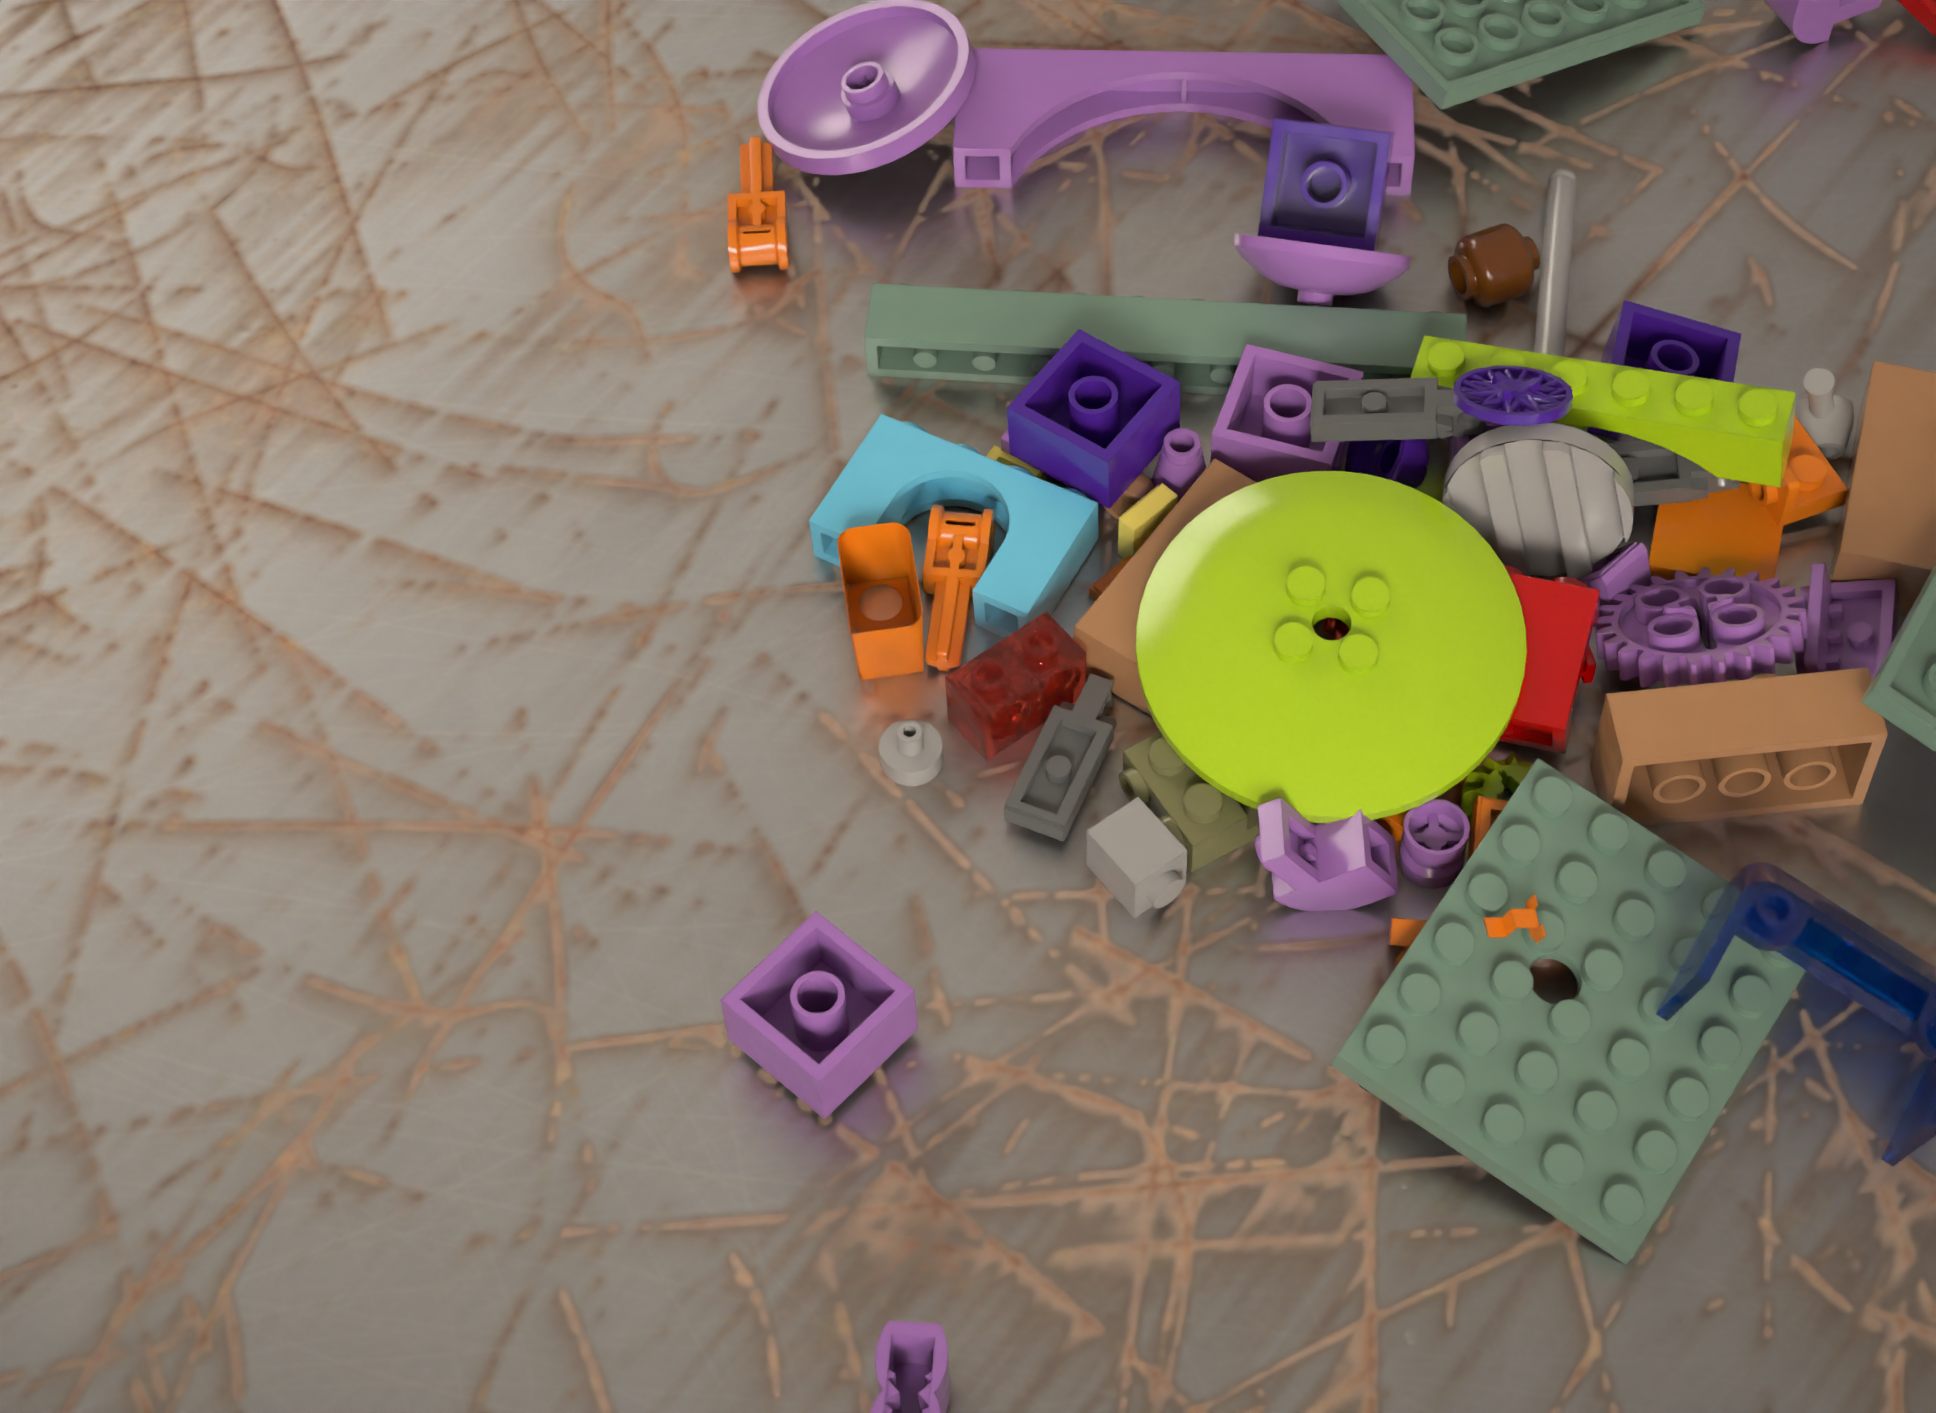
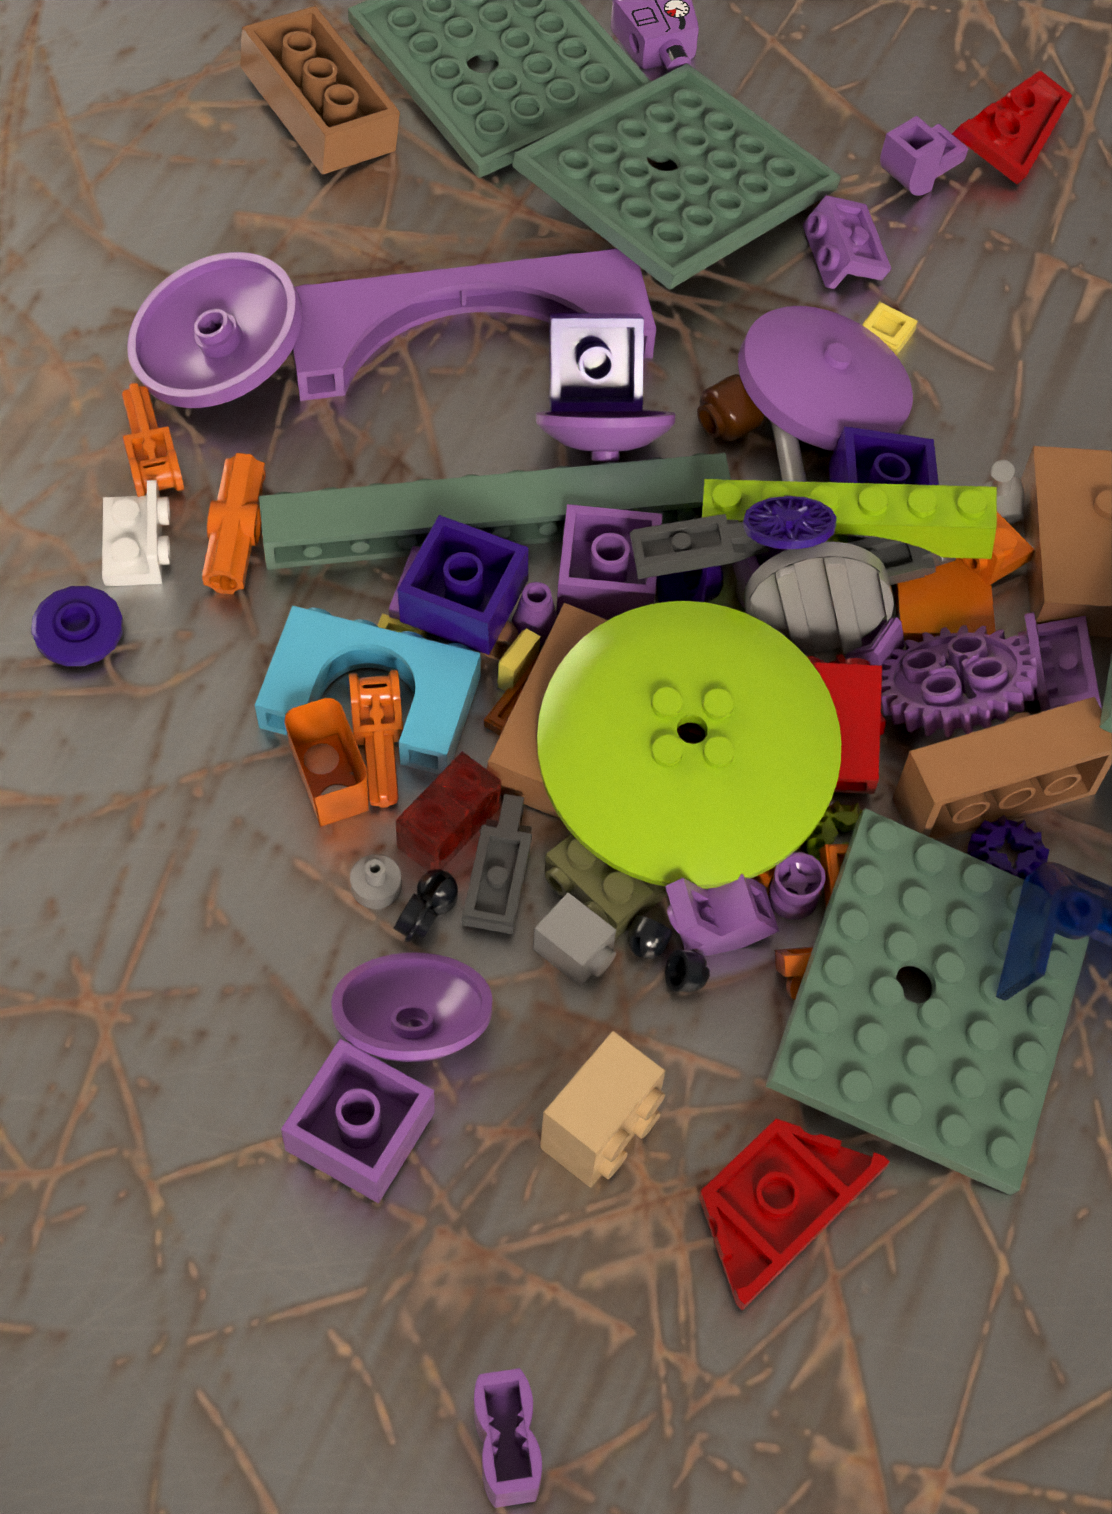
camera: 20 degrees left, 5 degrees up
(624, 404) = (77, 626): none -> dark purple wheel
(716, 315) = (133, 538): none -> white bracket
(836, 315) = (234, 524): none -> orange piece
(915, 896) = (411, 1006): none -> medium lavender dish
(948, 800) = (416, 918): none -> black plate
(989, 783) = (446, 894): none -> black hinge
(1118, 1055) = (603, 1110): none -> tan brick
(1231, 872) = (648, 937): none -> black hinge
(1270, 920) = (686, 971): none -> black hinge
(1322, 1208) = (779, 1201): none -> red wing
(1516, 918) = (883, 944): orange piece -> none
(1618, 231) = (822, 373): none -> medium lavender dish
(1693, 84) = (845, 241): none -> medium lavender bracket
(1703, 832) = (990, 839): none -> dark purple gear
(1723, 201) = (890, 326): none -> light yellow tile

